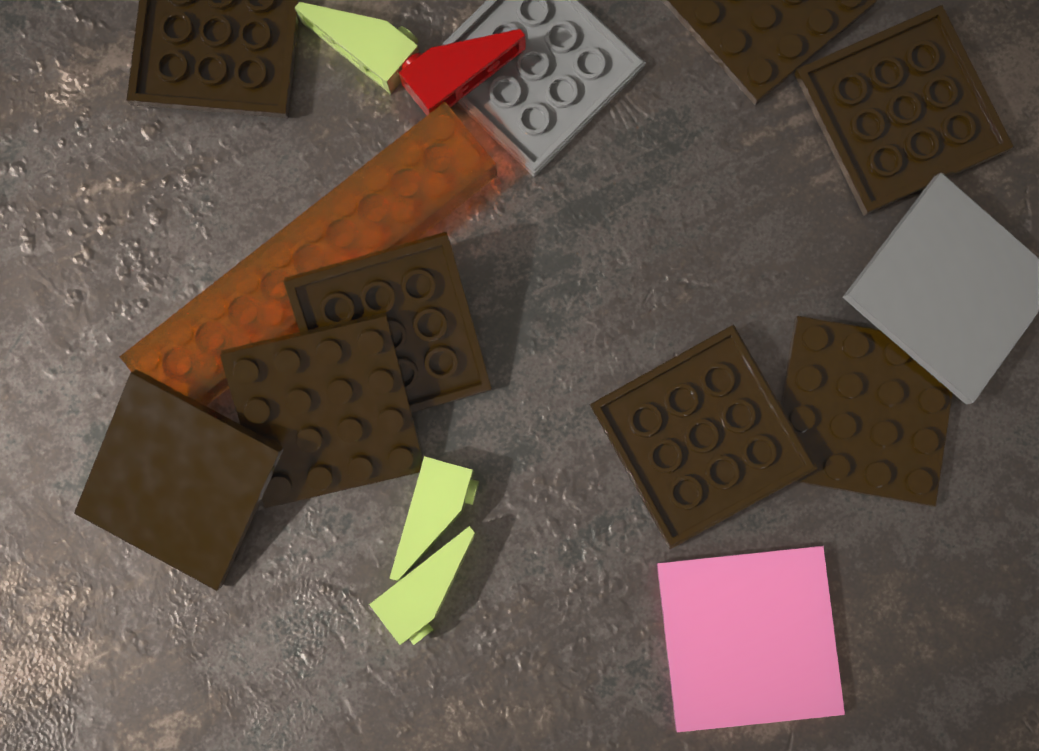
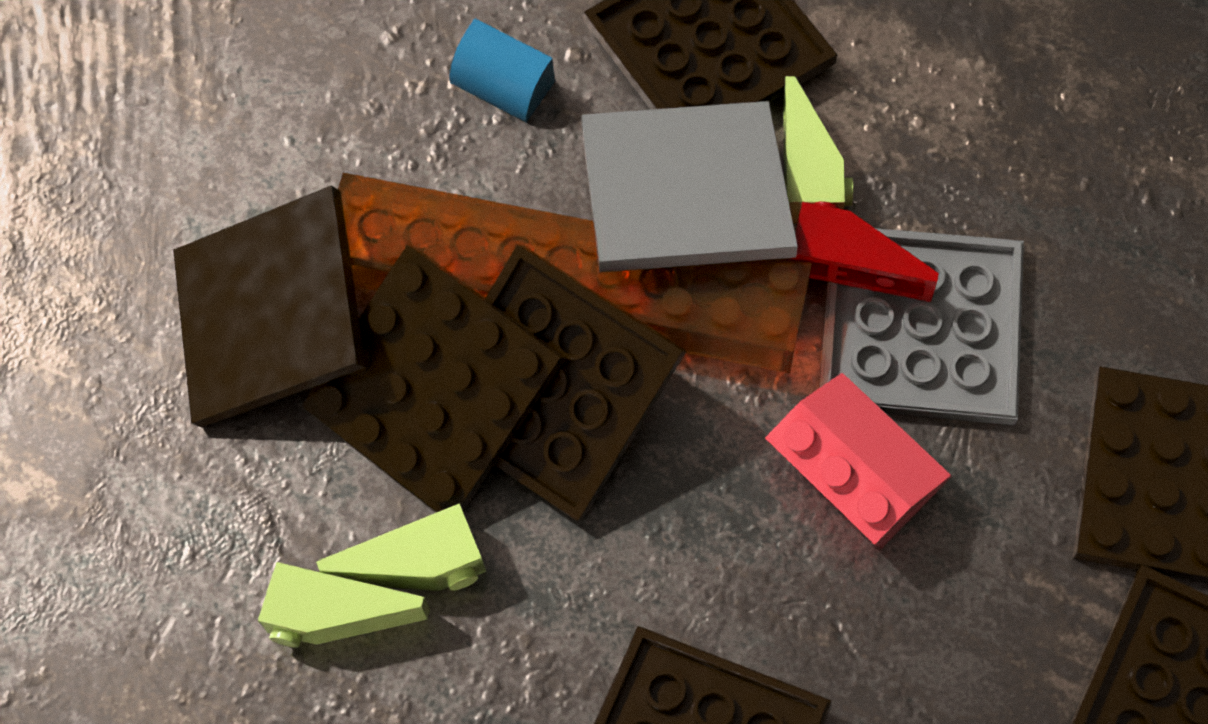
camera: 50 degrees right, 15 degrees down
(123, 189) = (501, 70): none -> dark azure brick
(323, 137) = (687, 187): none -> light grey tile
(596, 181) = (858, 458): none -> coral slope

